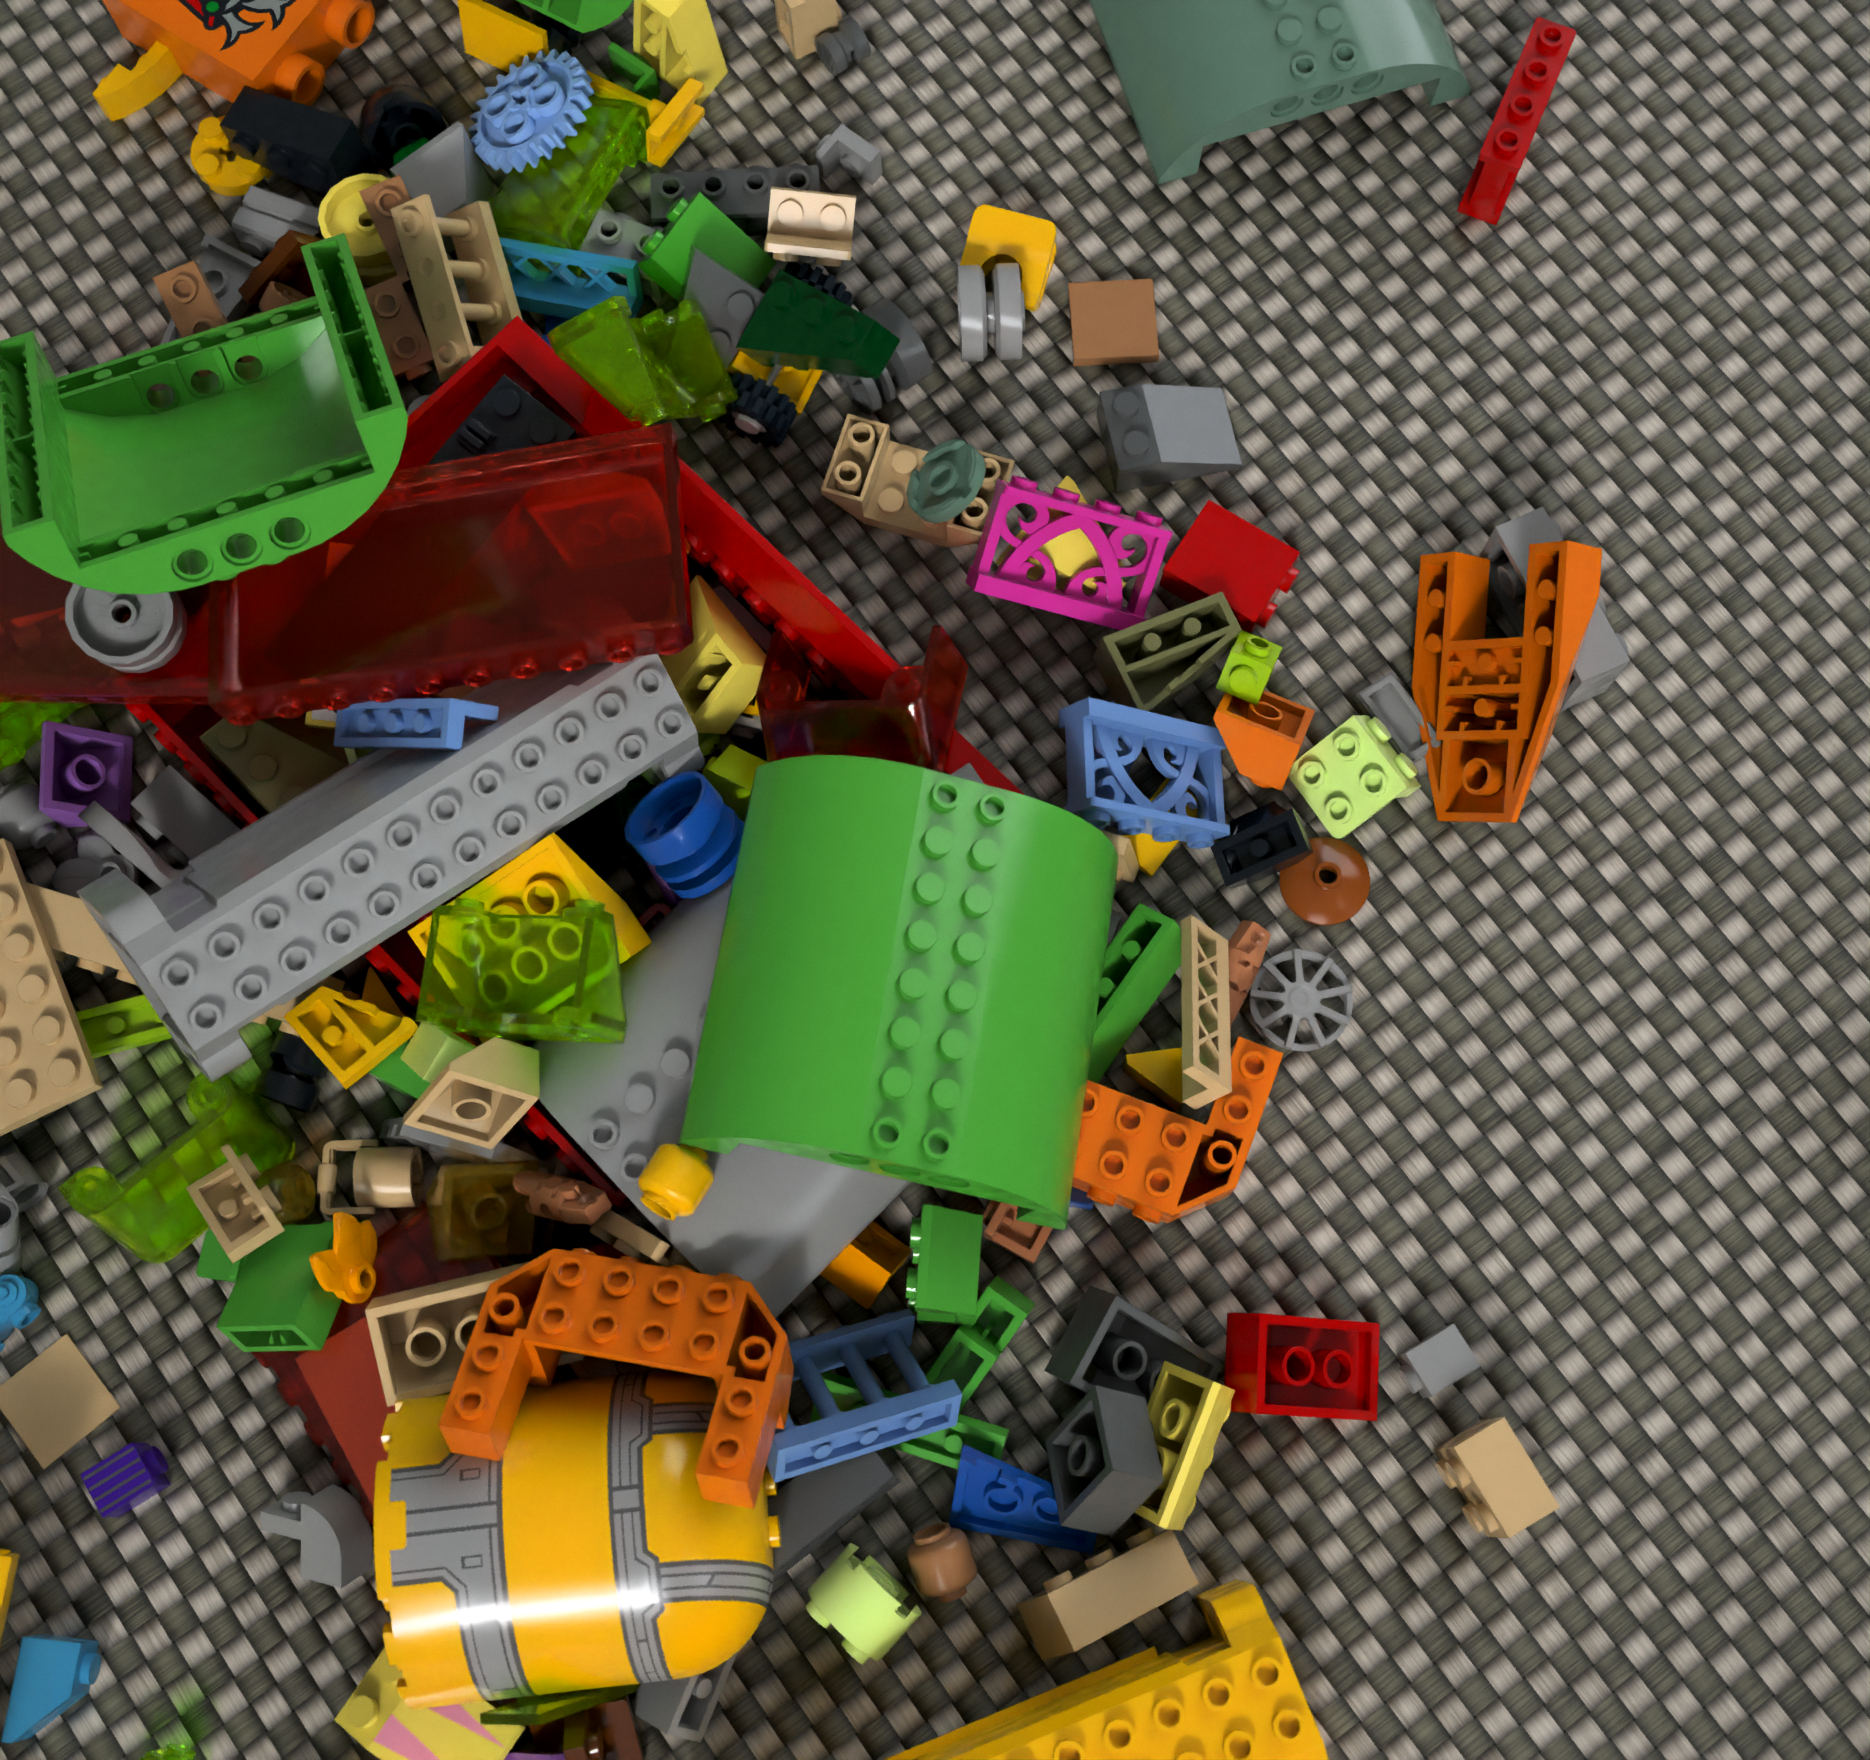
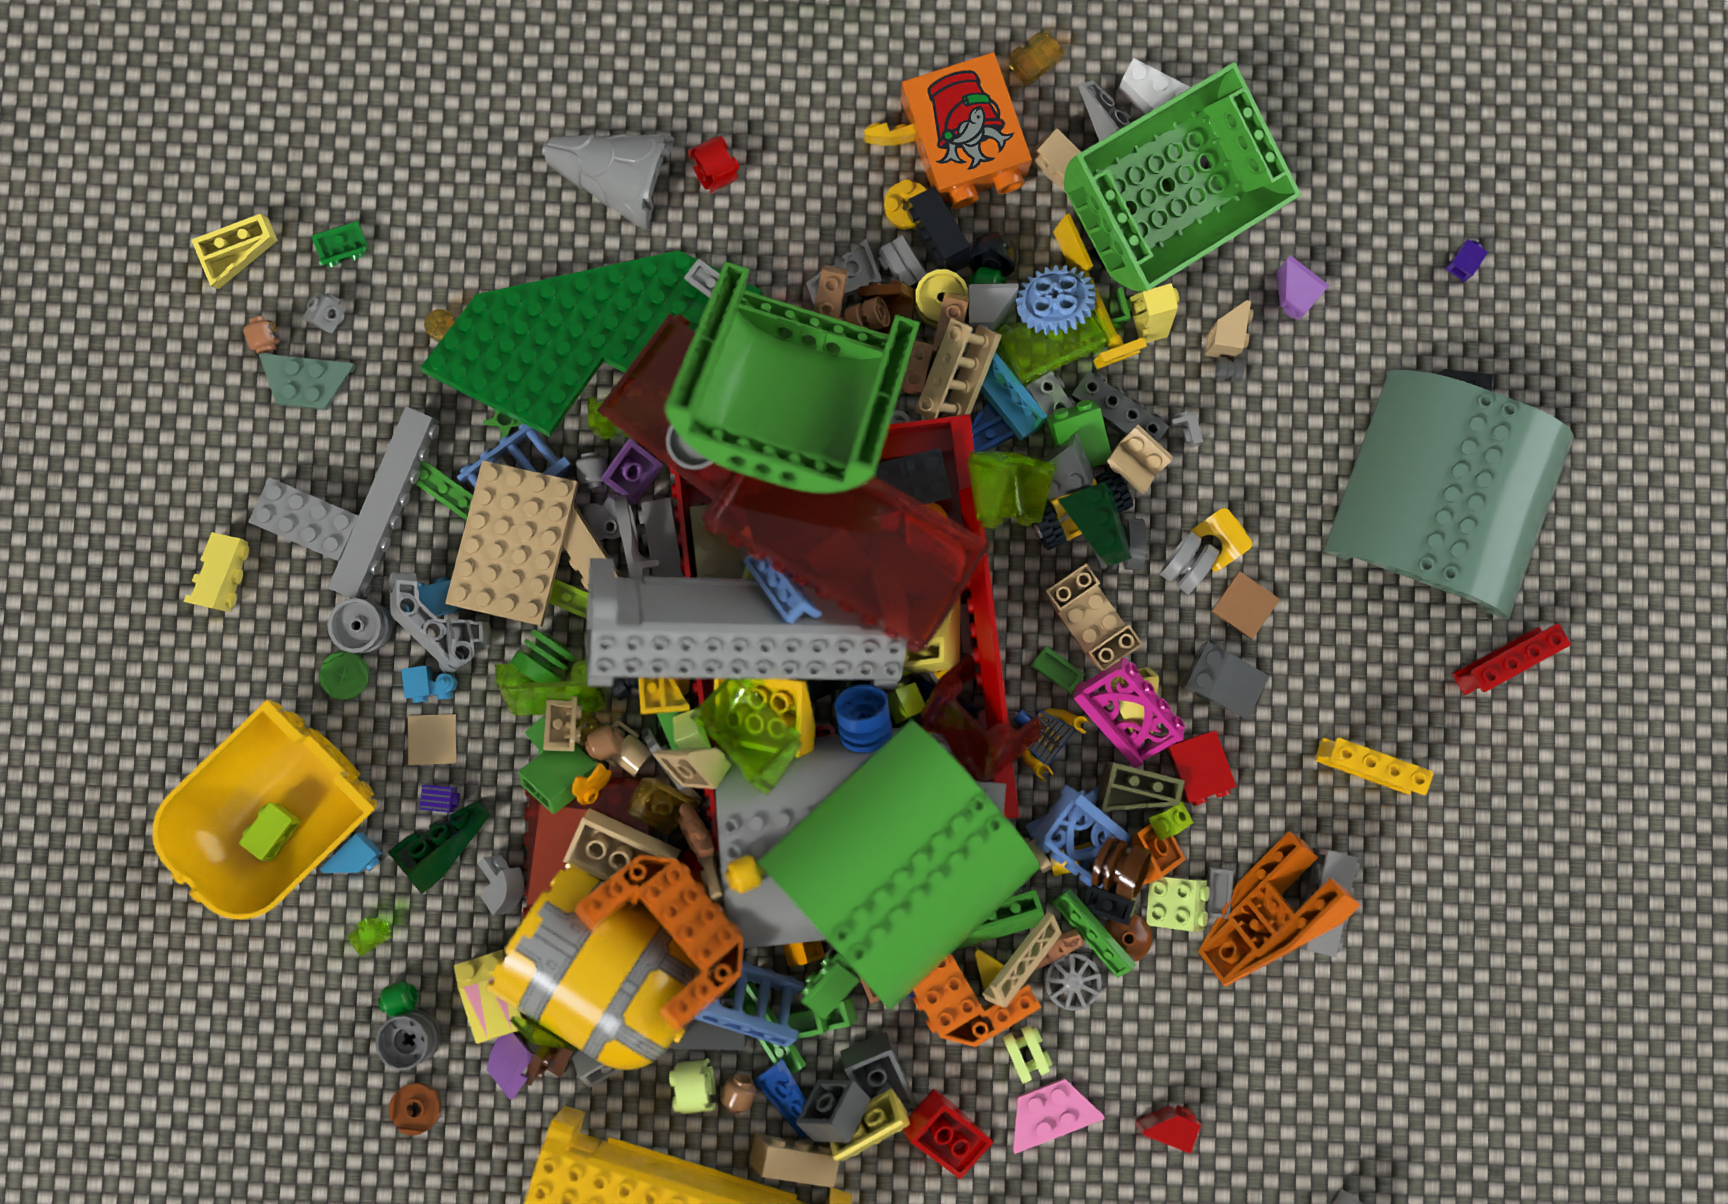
camera: 35 degrees right, 10 degrees up
(137, 1125) = (543, 658): none -> bright green wheel
(178, 1579) = (431, 854): none -> dark green wedge
(324, 1182) = (604, 742): none -> medium nougat head
(925, 594) = (1057, 669): none -> bright green tile
(946, 481) = (1105, 630): sand green tile -> none
(989, 695) = (1056, 730): none -> torso
(1232, 768) = (1115, 865): none -> reddish brown wheel
(1273, 906) = (1094, 933): none -> bright green tile
(1346, 1145) = (1040, 1059): none -> yellowish green brick
(1426, 1215) = (1050, 1113): none -> bright pink wing
(1436, 1362) = (1003, 1177): light grey brick -> none
(1459, 384) = (1374, 766): none -> yellow fence
(1614, 1083) = (1171, 1126): none -> red slope

